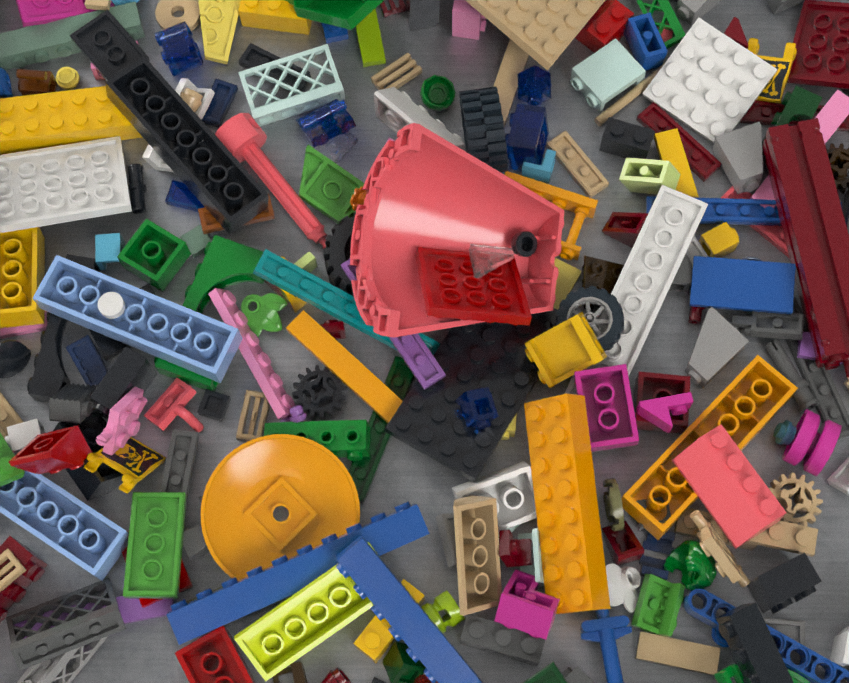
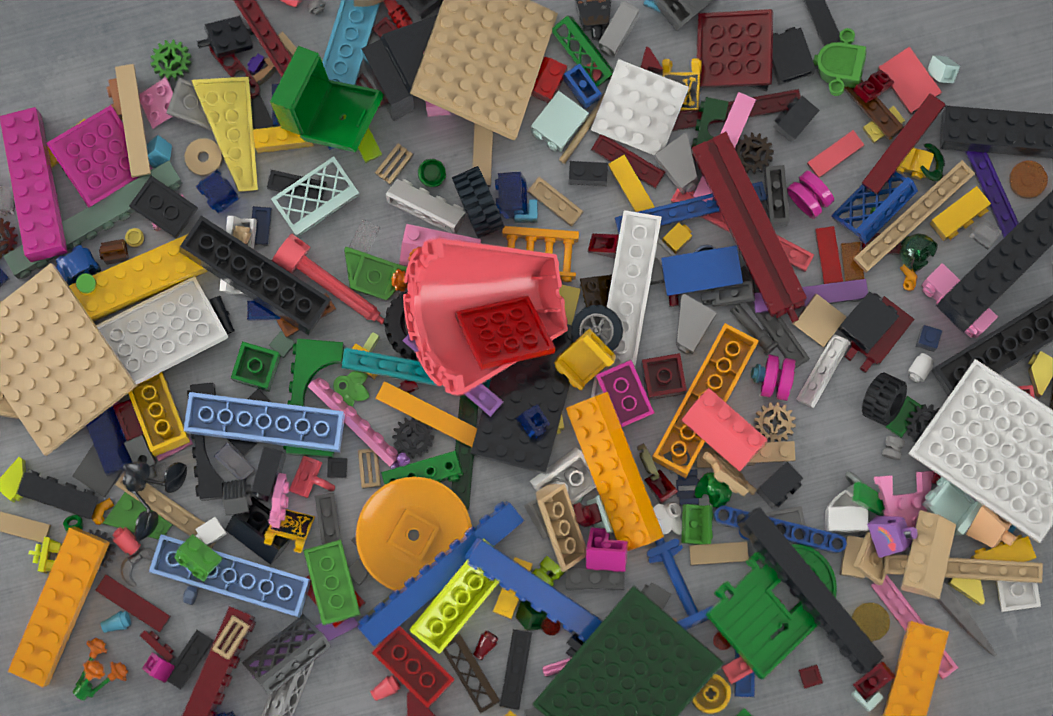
camera: 15 degrees left, 10 degrees up
(53, 452) = (239, 538): red slope -> none
(108, 248) = (219, 371): medium azure panel -> none
(111, 305) = (245, 420): white tile -> none
(326, 122) = (352, 222): clear blue plate -> none
(488, 258) = (509, 305): clear tile -> none
(524, 244) = (533, 285): black piece -> none
(534, 86) = (505, 149): clear blue brick -> none
(648, 175) = (612, 201): yellowish green brick -> none
(659, 409) = (662, 386): dark pink slope -> none

